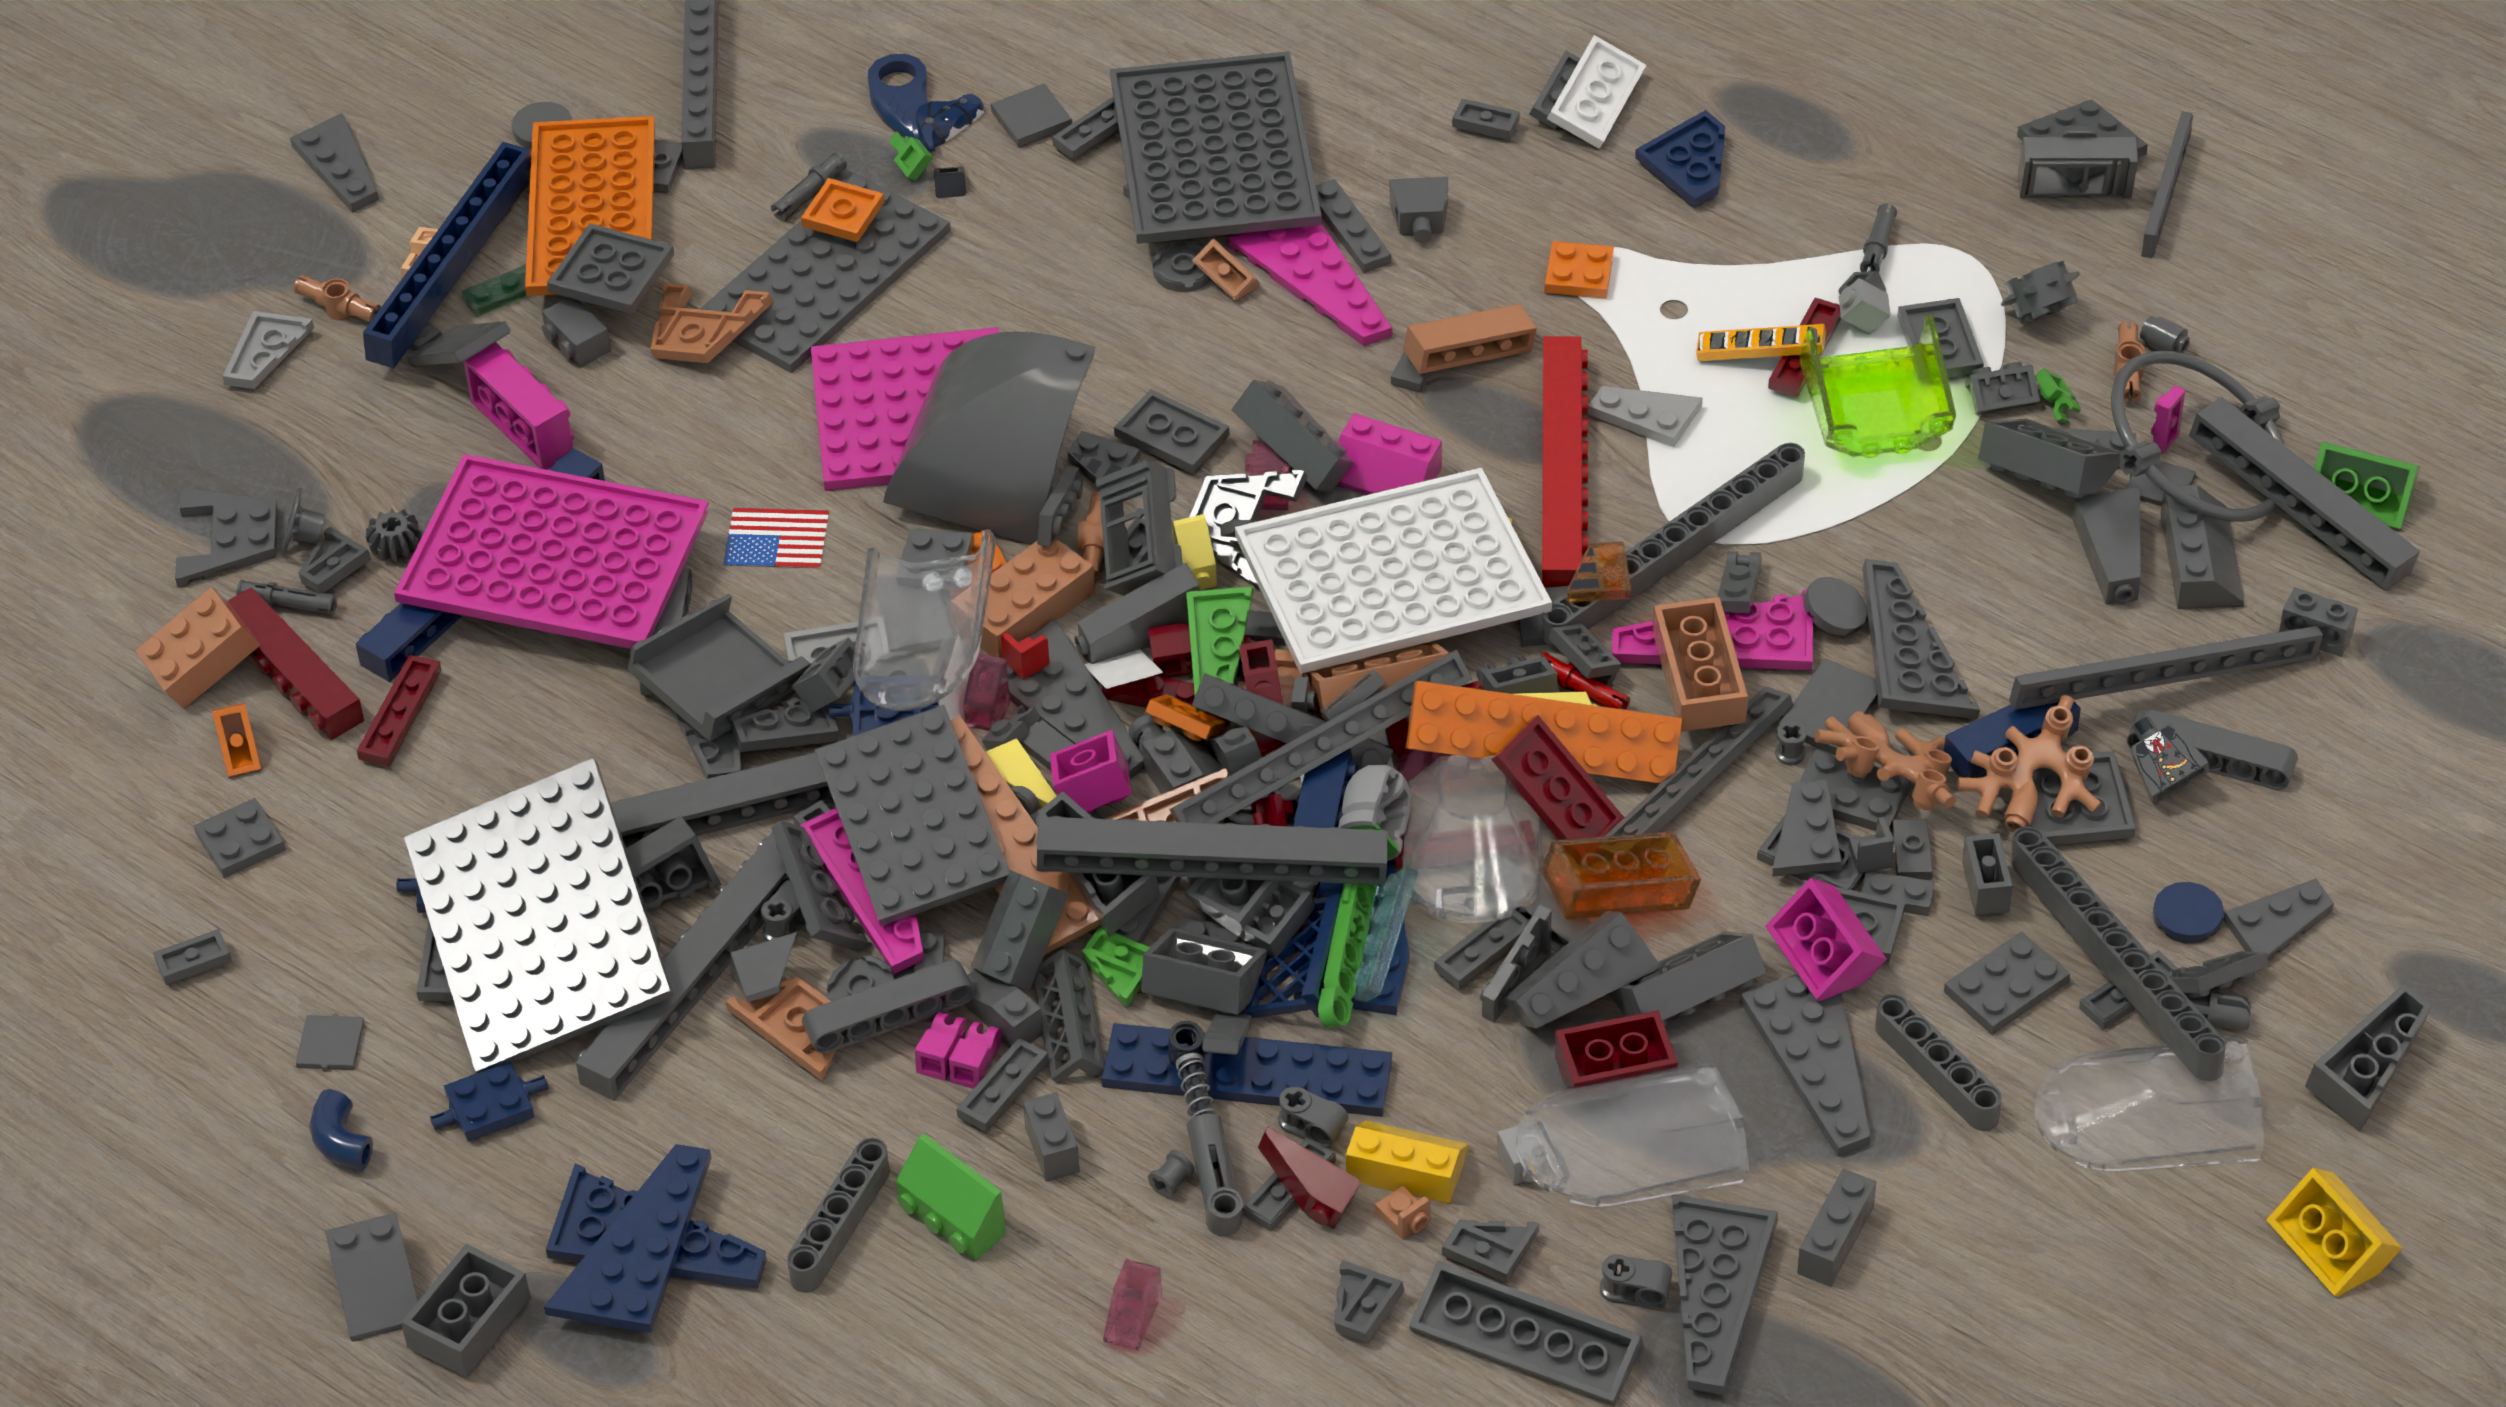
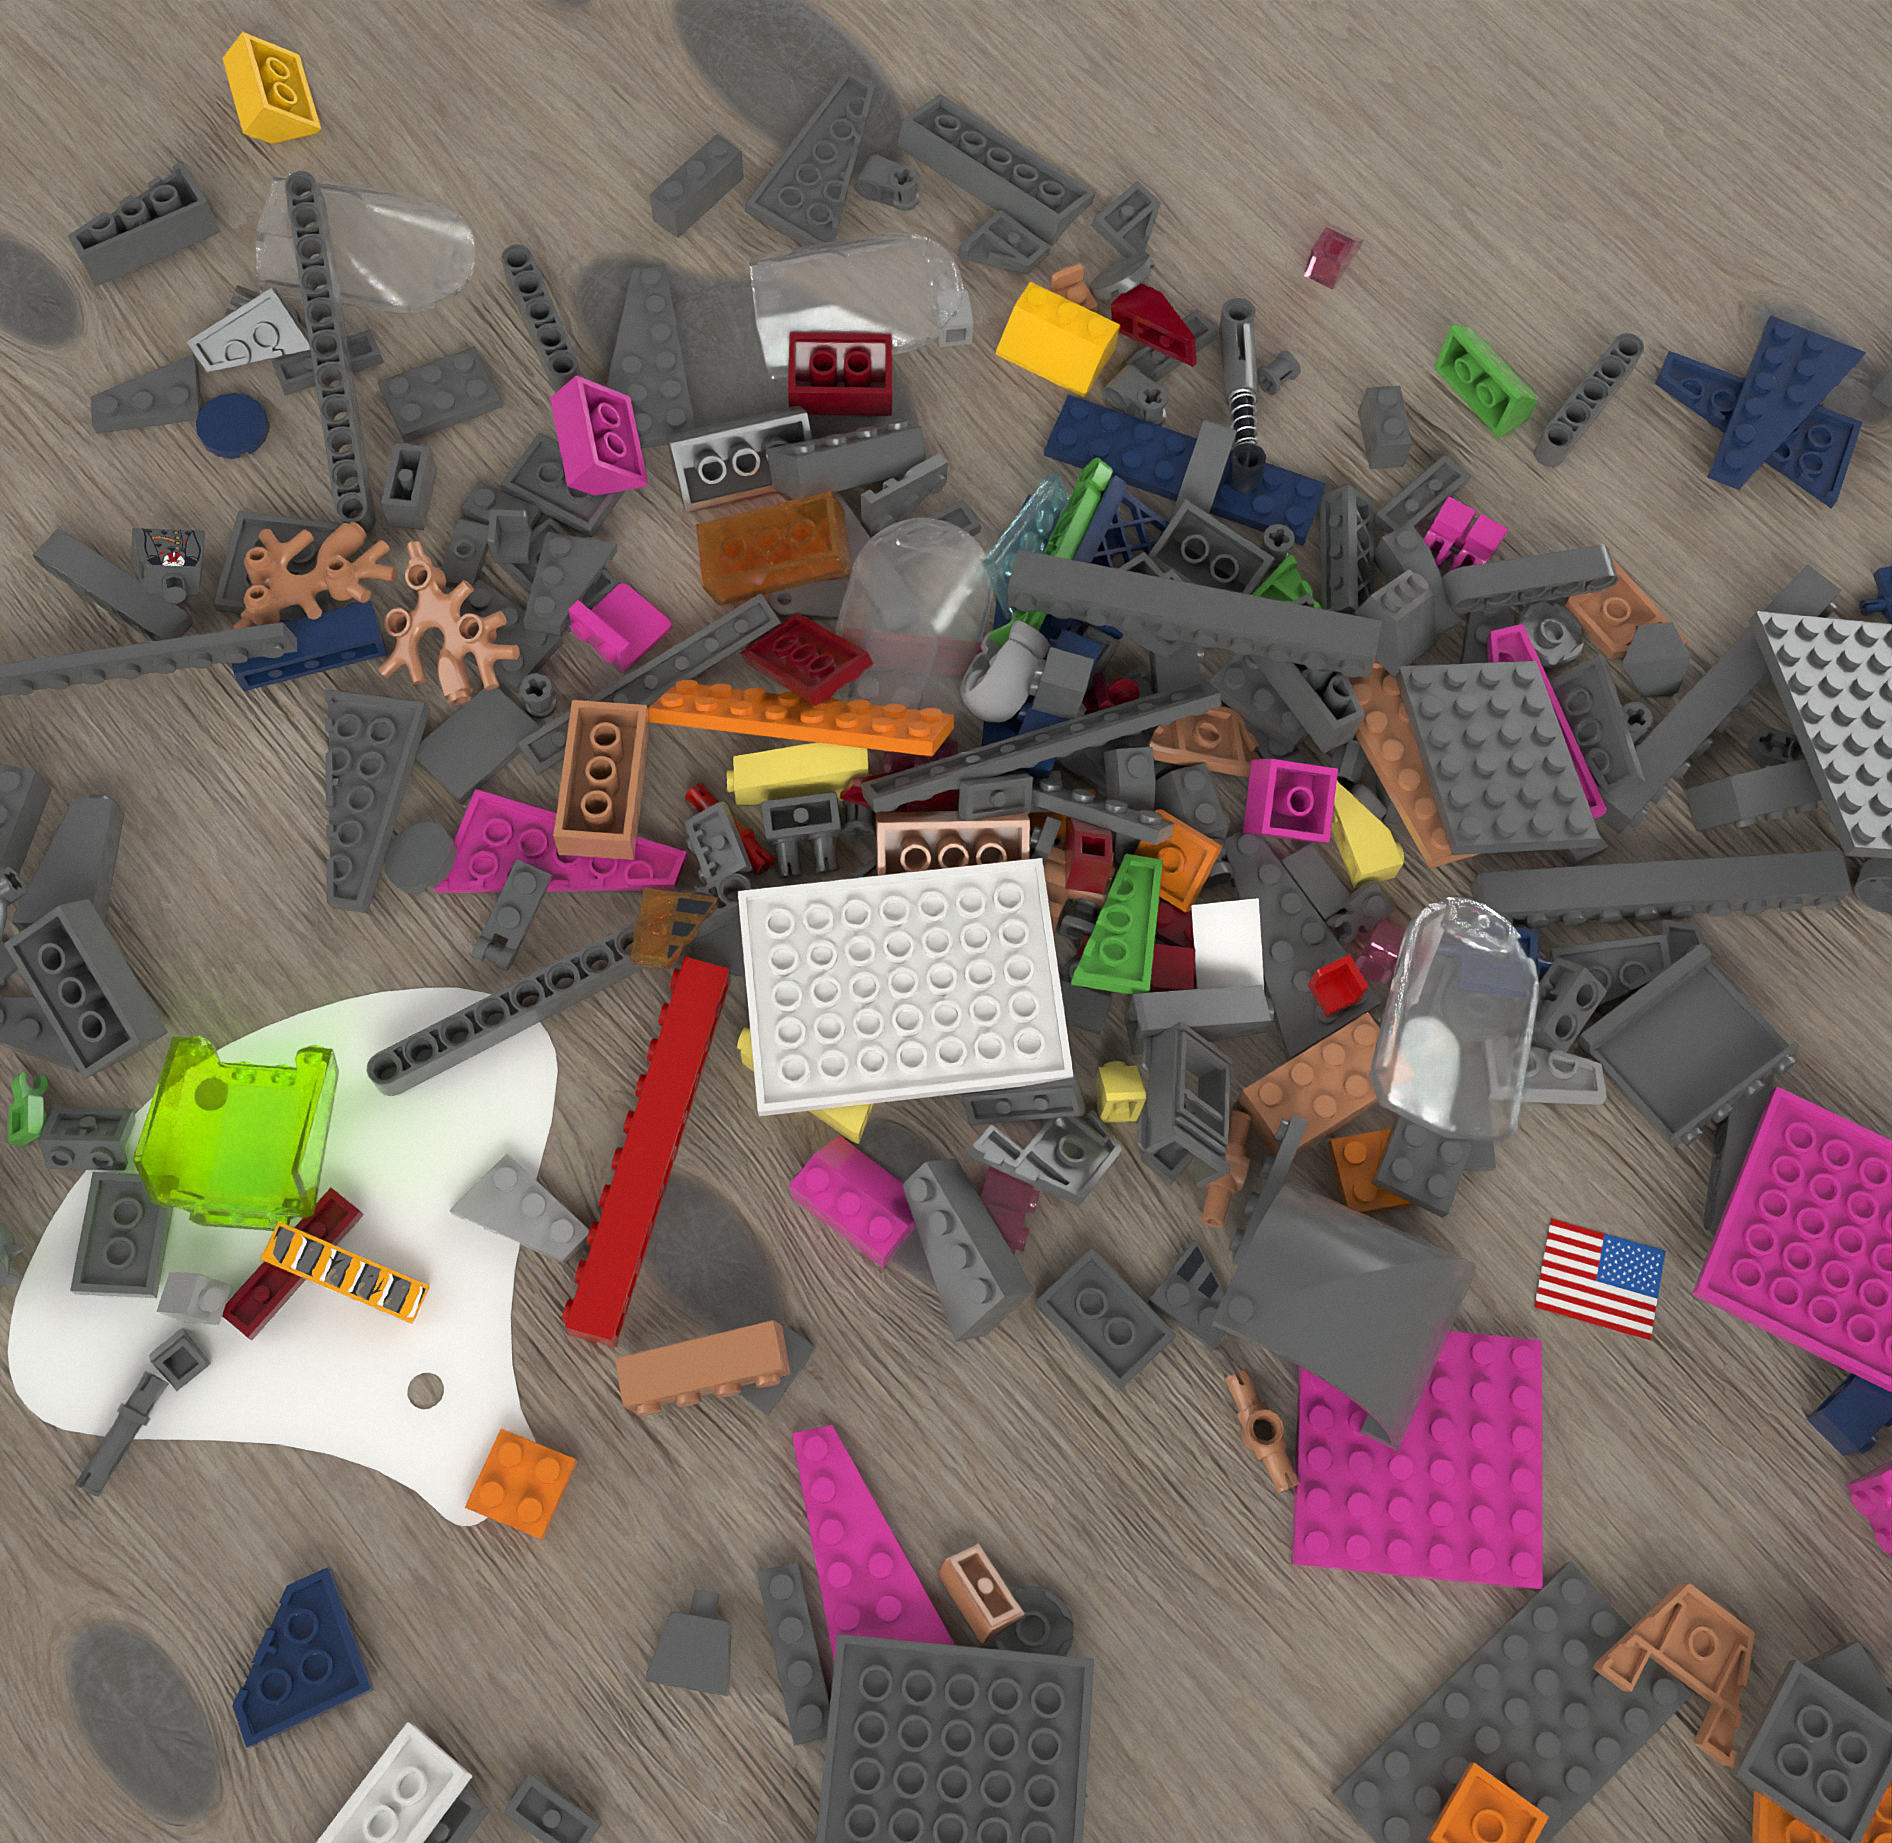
camera: 175 degrees left, 20 degrees up
(1141, 1000) = (1278, 542): none -> dark grey bush
(1317, 770) = (1060, 683): none -> dark grey brick
(1356, 1220) = (1122, 275): none -> dark grey tile
(1744, 808) = (619, 626): none -> dark pink bracket

